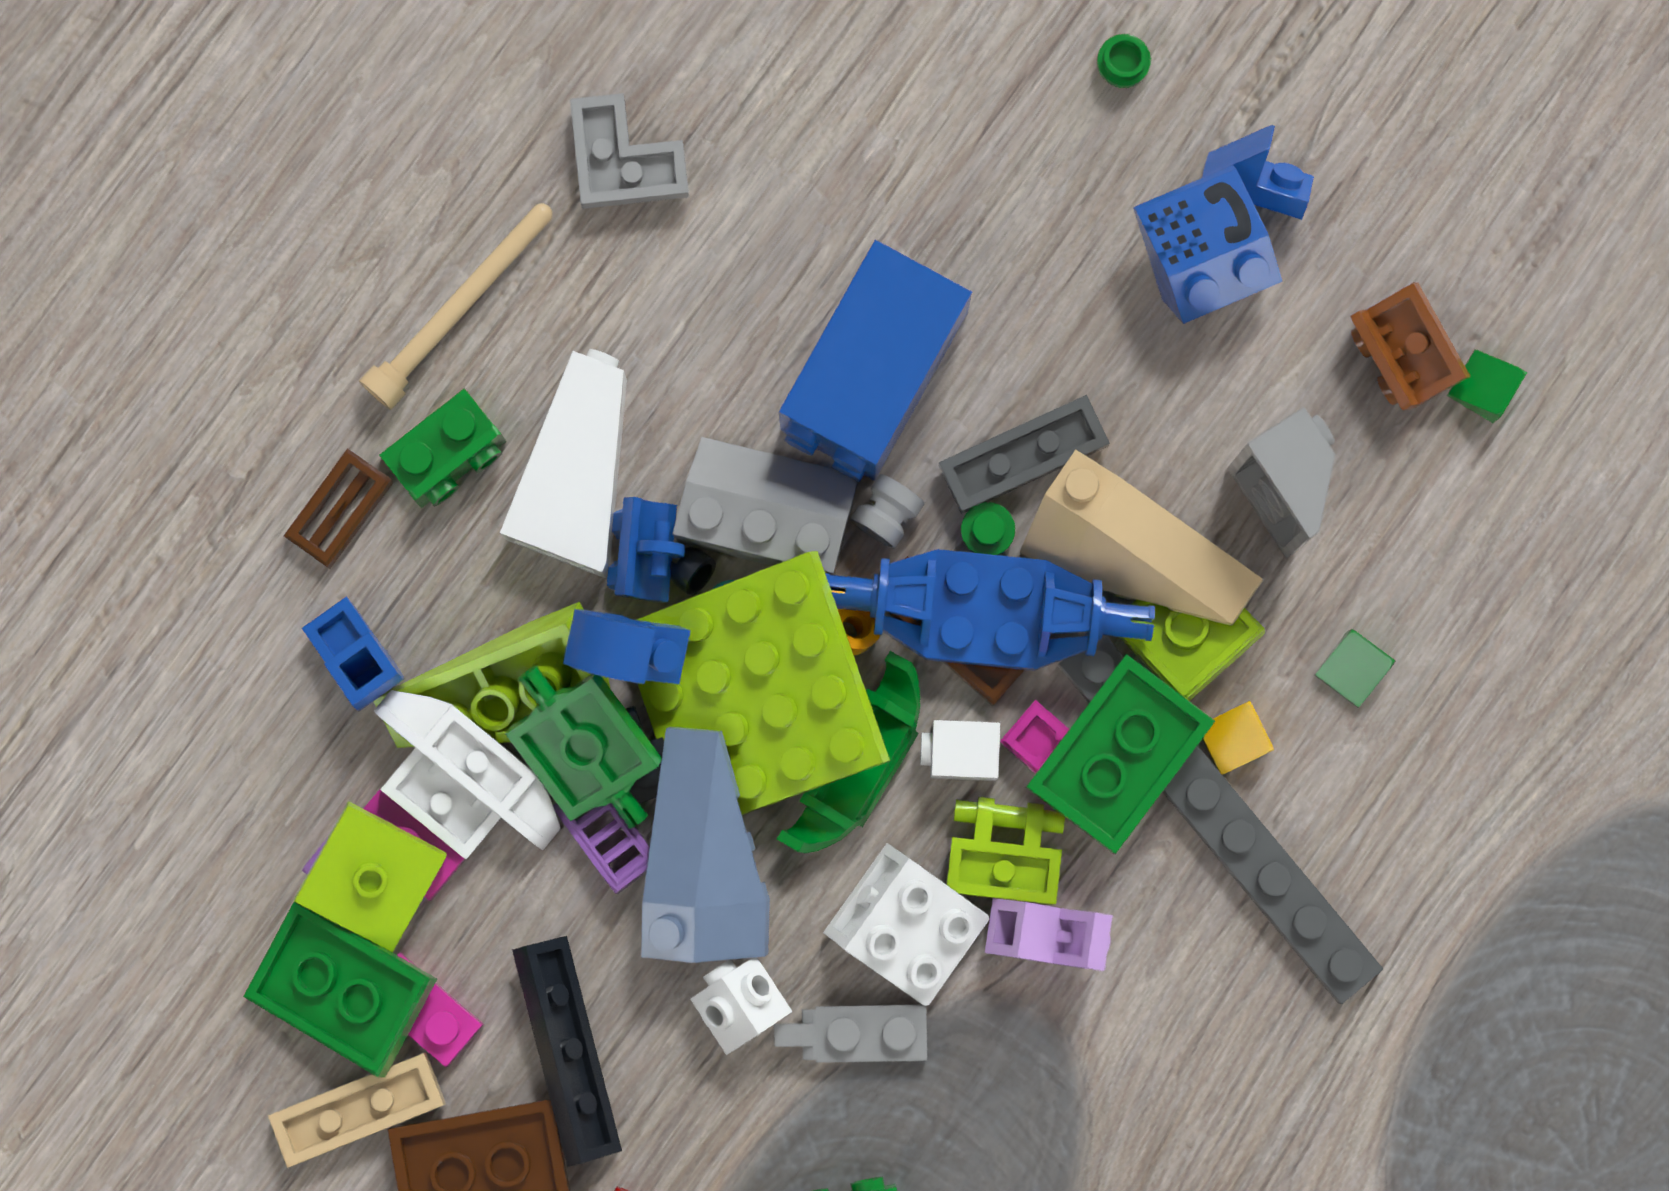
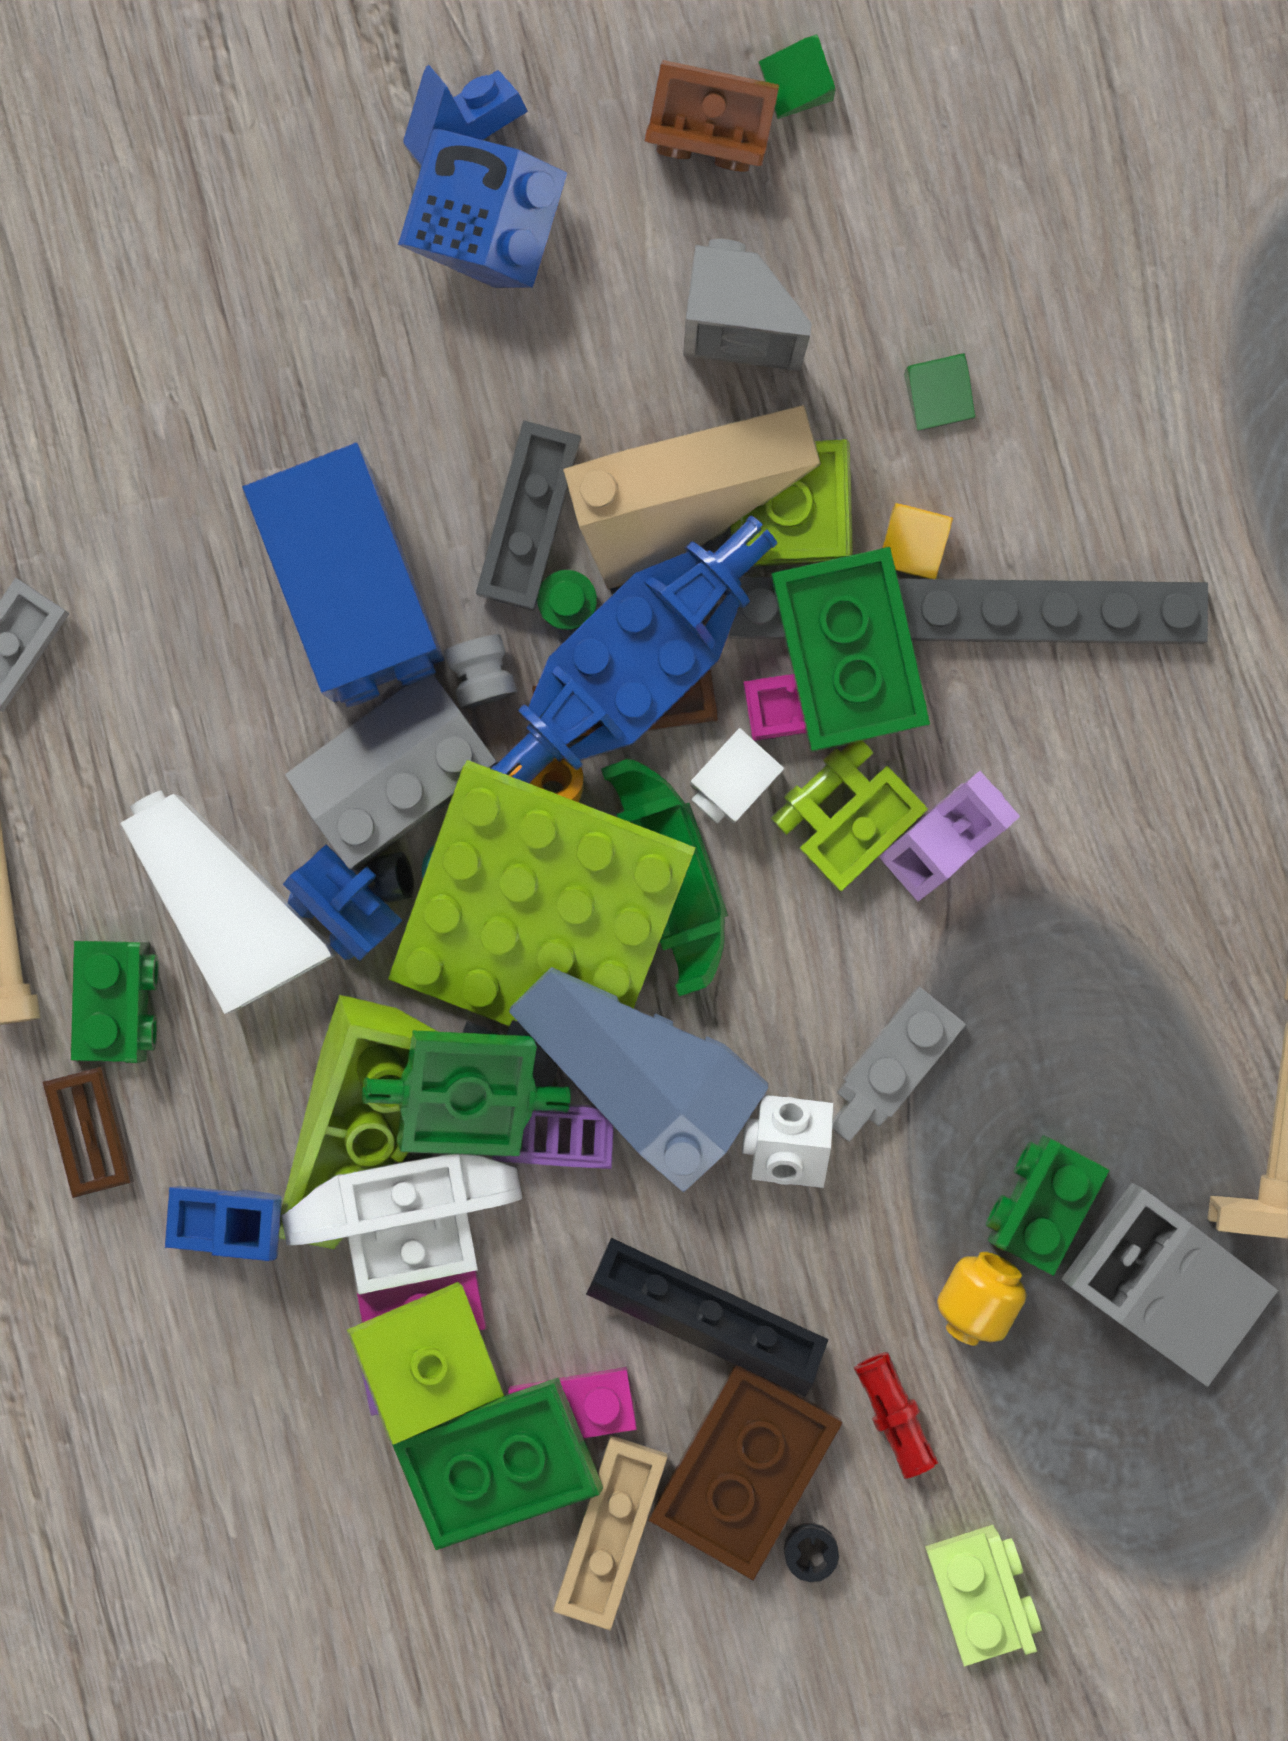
camera: 50 degrees left, 5 degrees up
(626, 647) = (414, 990): blue brick -> none
(906, 925) = (840, 947): white bracket -> none
(1123, 60) = (263, 145): green plate -> none

